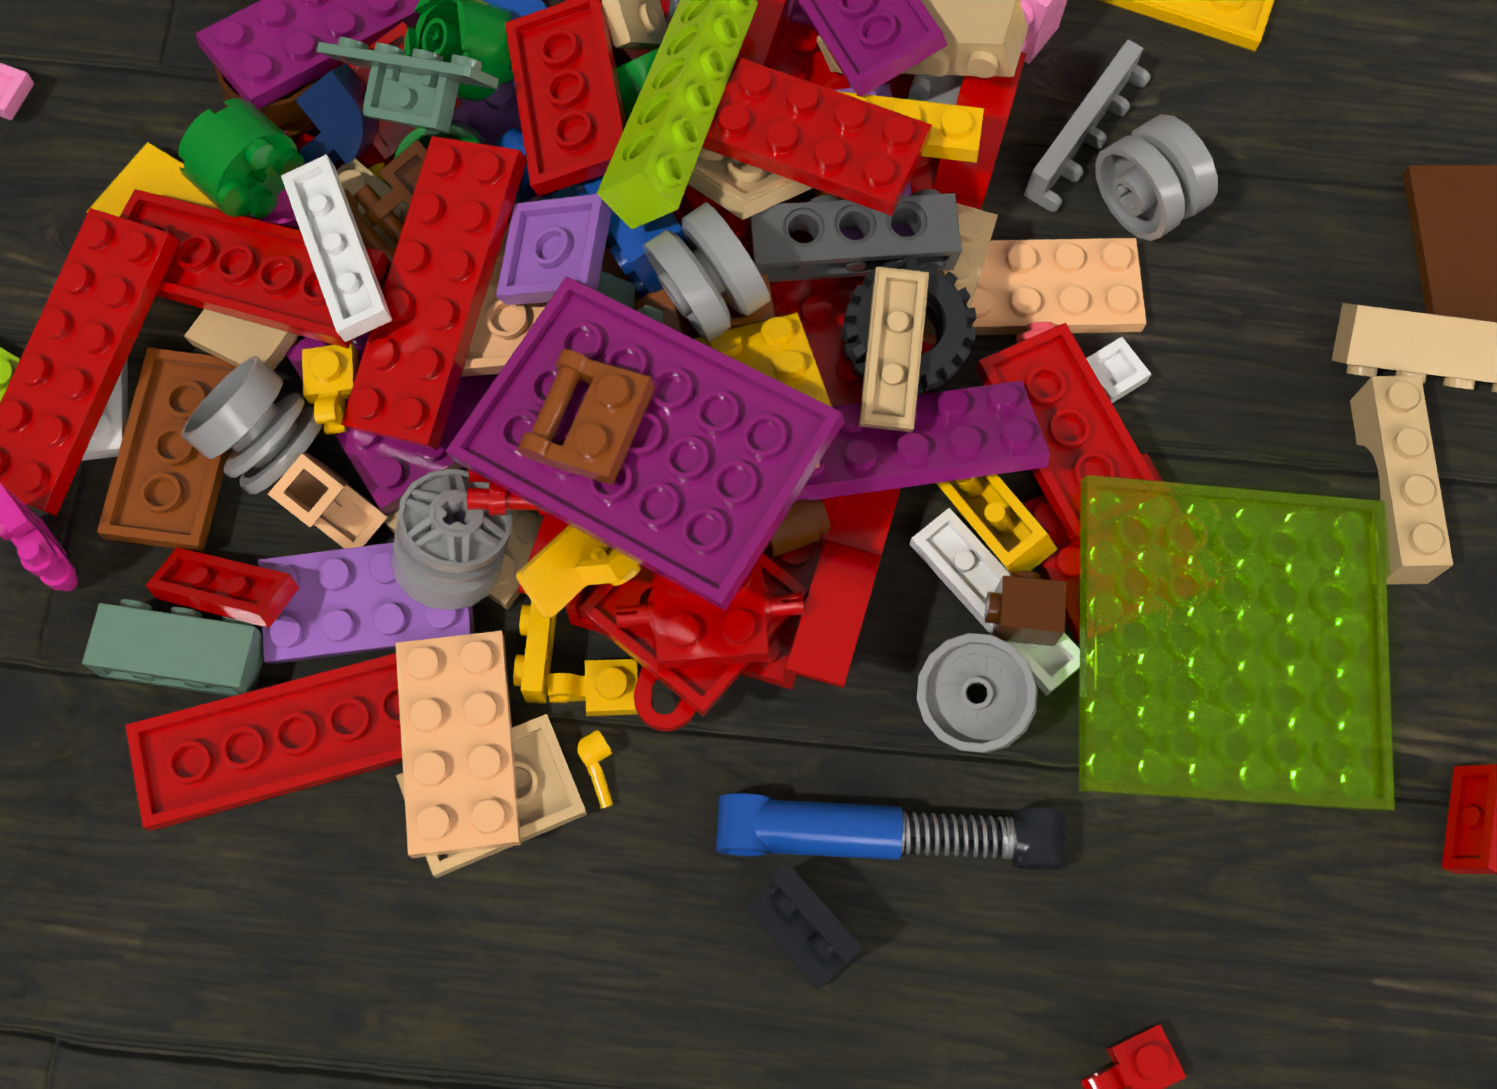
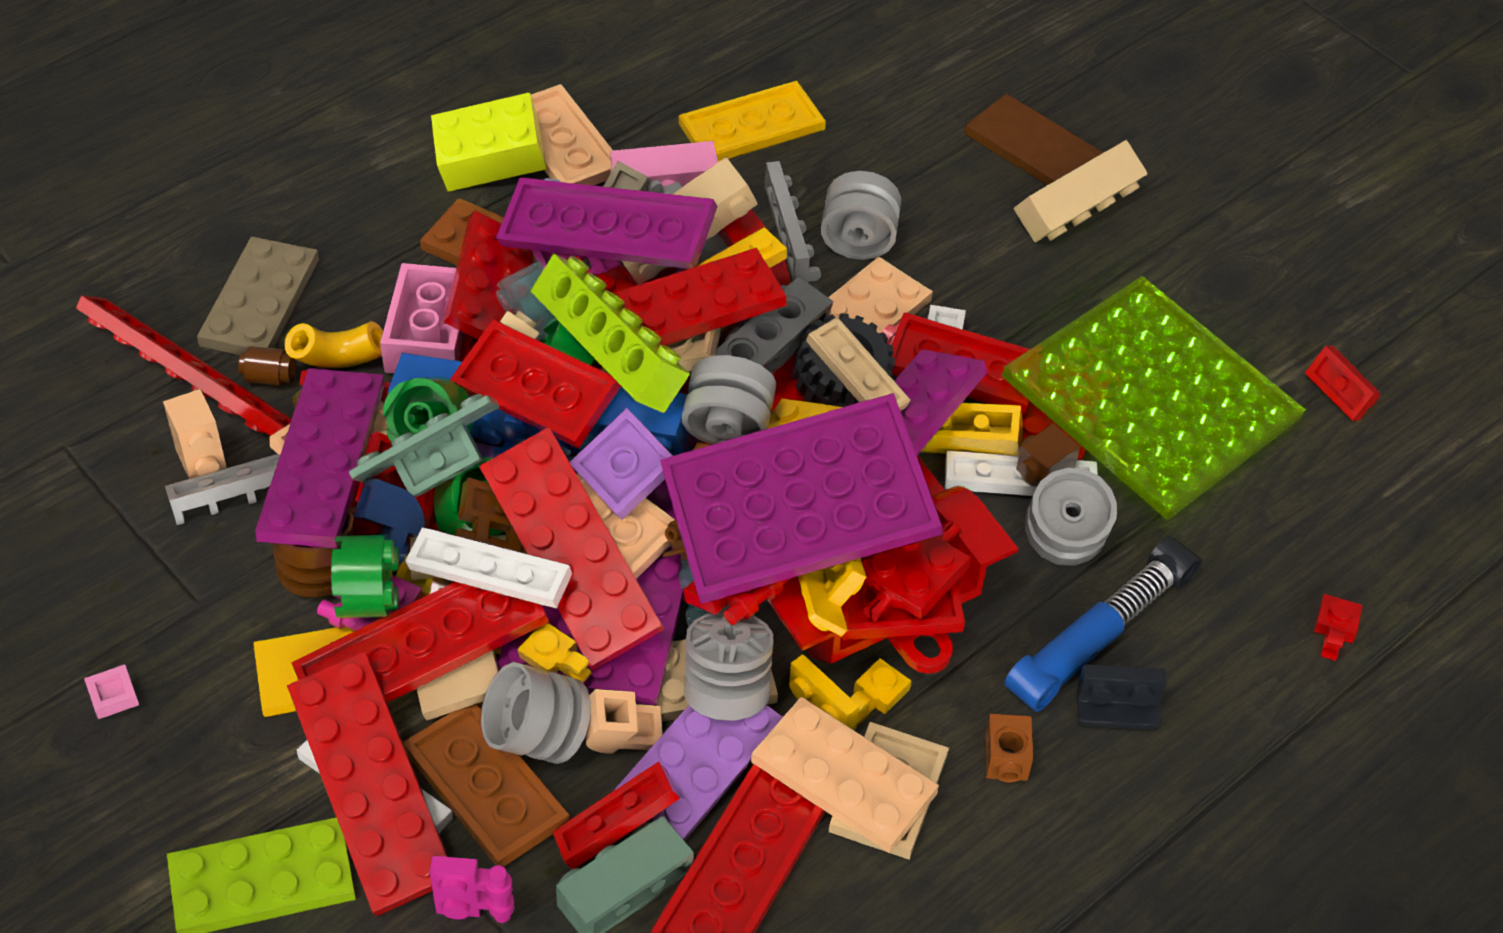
camera: 45 degrees left, 20 degrees down
(591, 751) = (911, 724): yellow hand -> none
(602, 425) = (775, 500): dark orange plate -> none
(646, 842) = (1010, 733): none -> dark orange brick
(1395, 428) = (1101, 241): tan arch -> none

